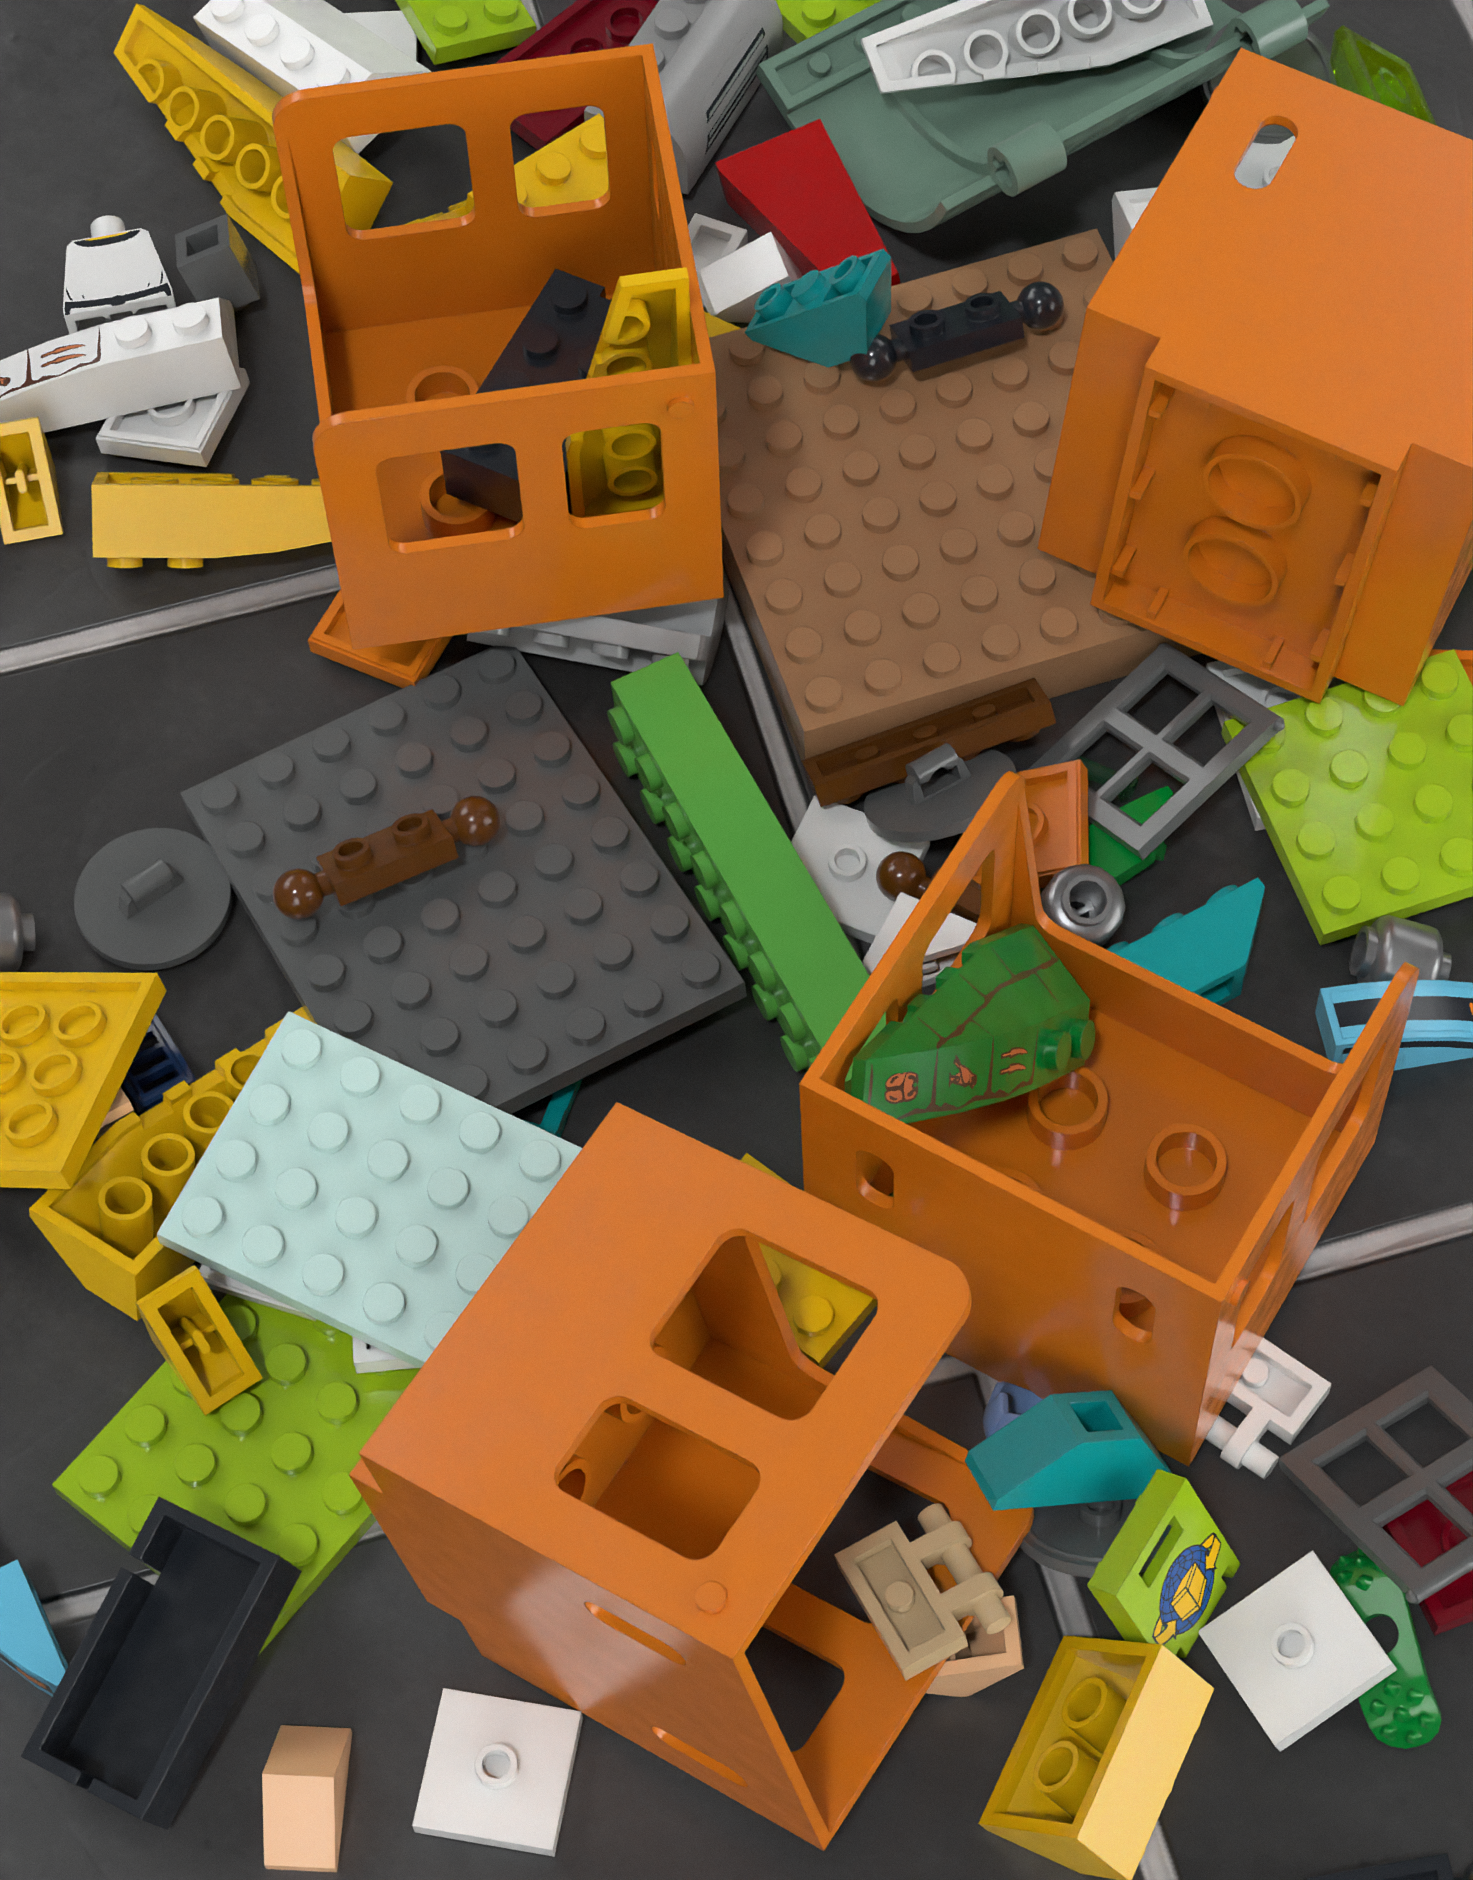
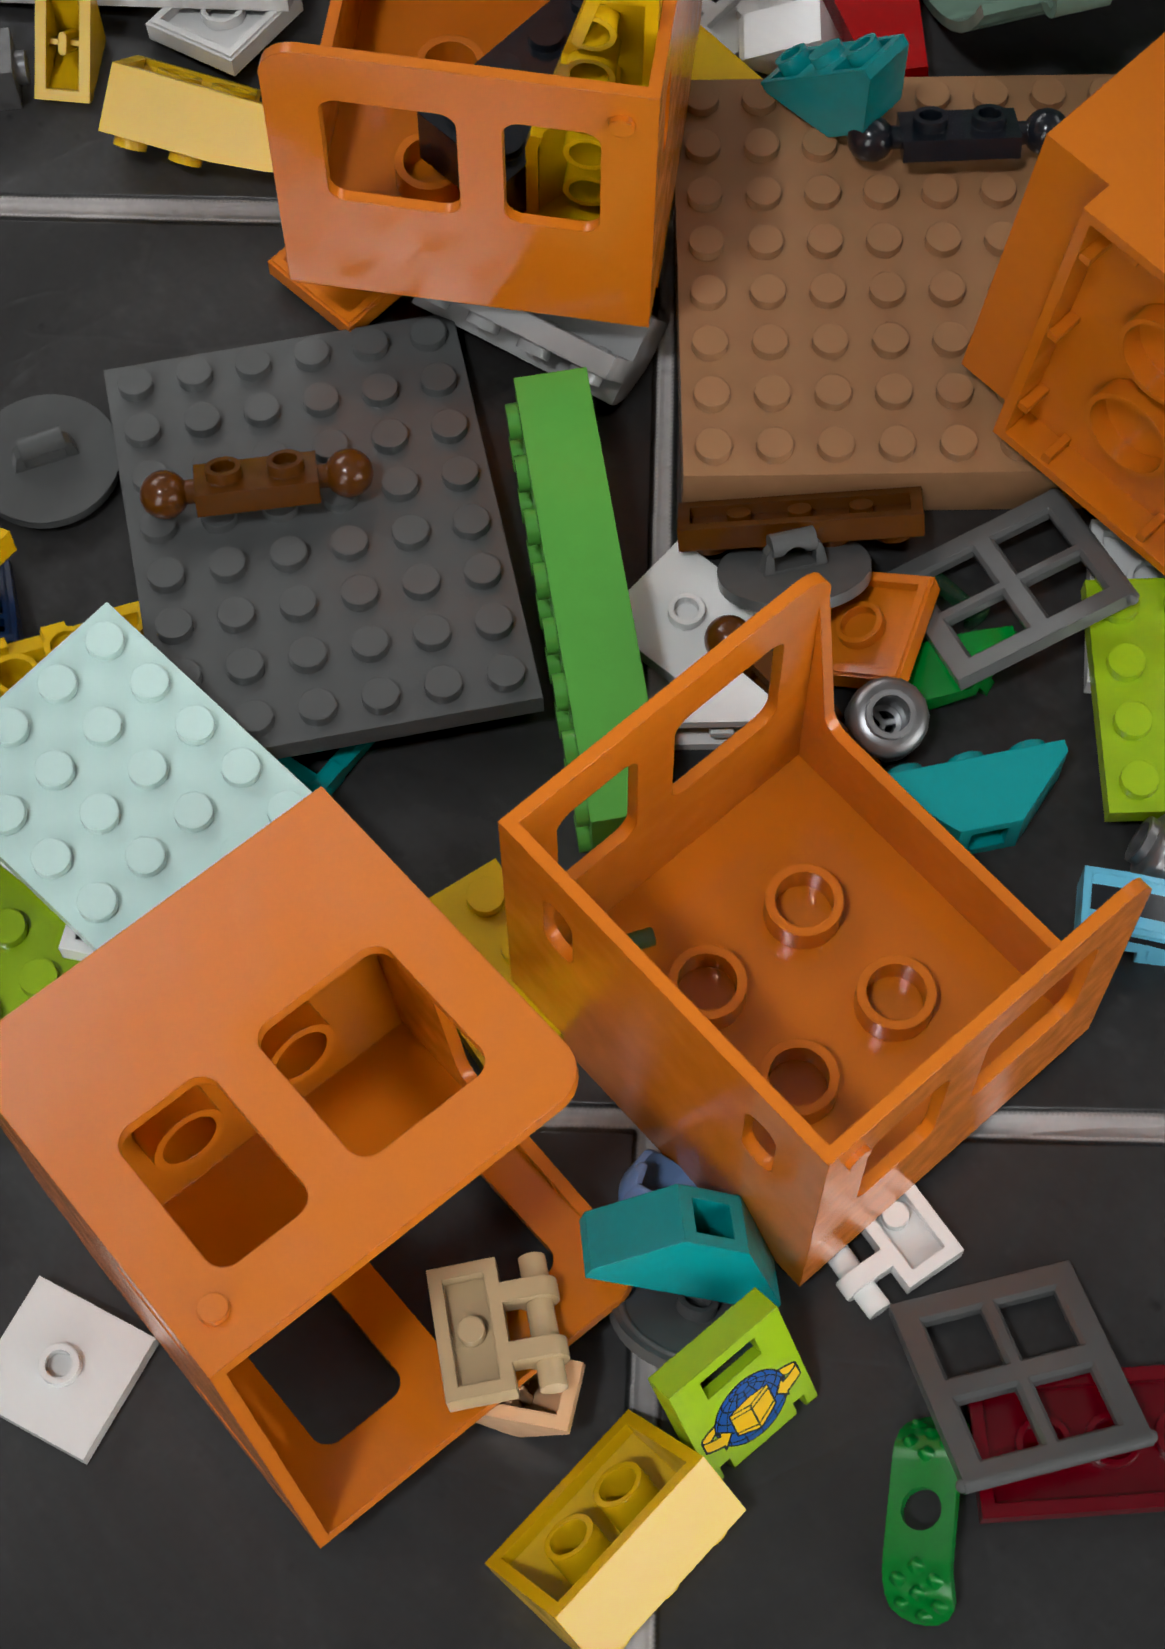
camera: 15 degrees right, 5 degrees up
(984, 1035) = (726, 820): green wedge -> none
(1296, 1651) = (839, 1498): white plate -> none

